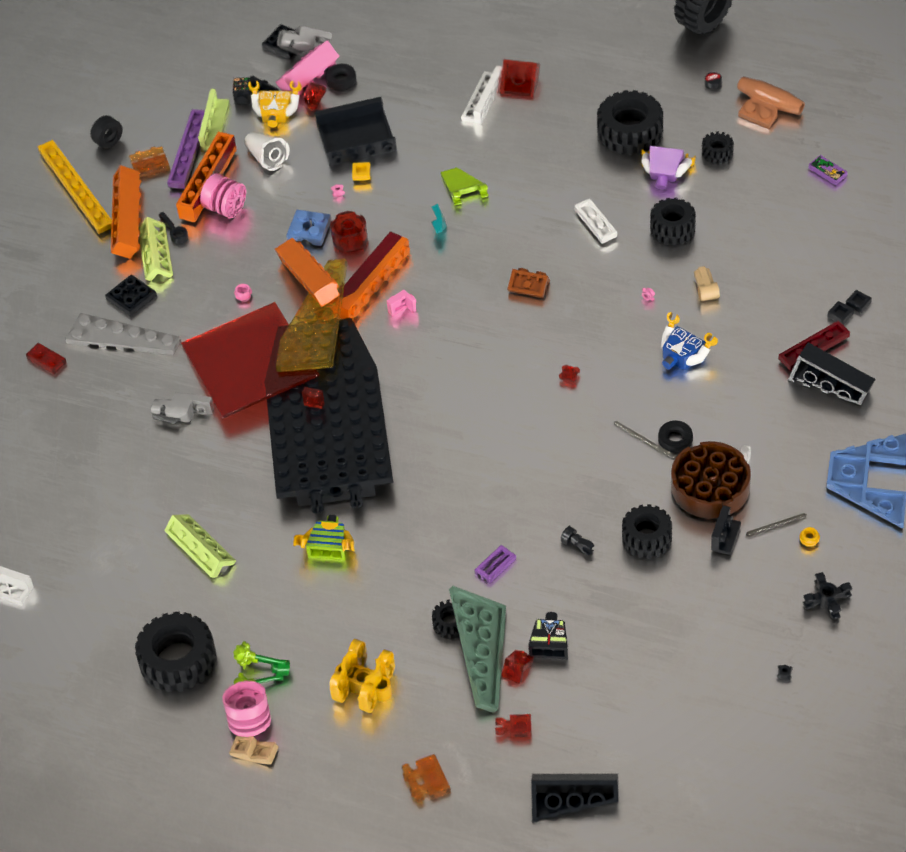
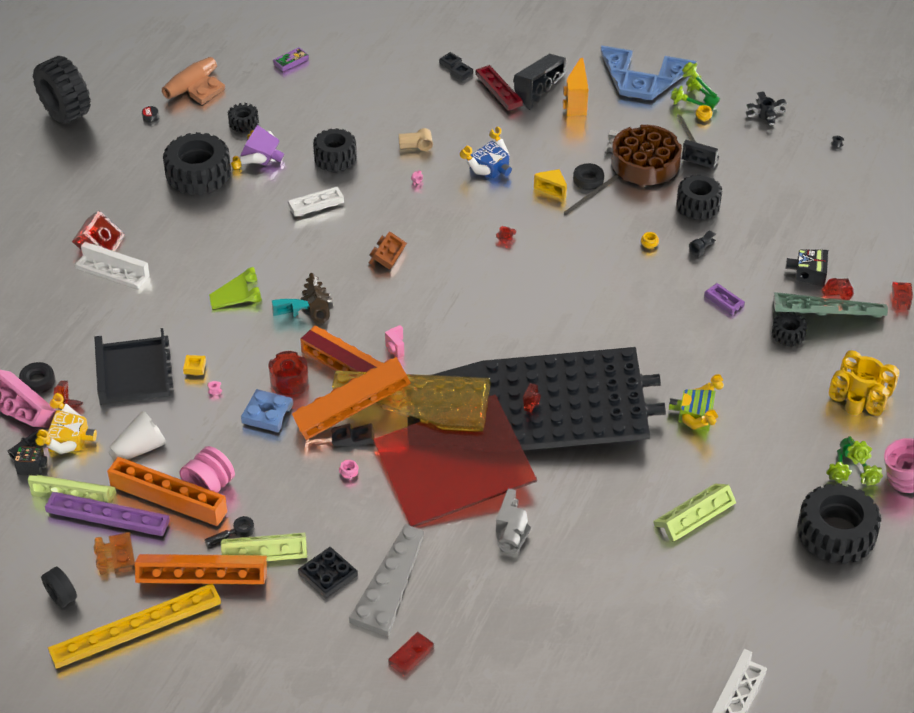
camera: 90 degrees left, 5 degrees down
(284, 290) = (348, 436): none -> black slope
(455, 242) = (316, 299): none -> dark brown plant
(576, 490) = (649, 240): none -> yellow plate
(653, 405) = (551, 183): none -> yellow slope
(814, 408) = (576, 91): none -> light orange slope
(831, 540) = (693, 83): none -> lime plant

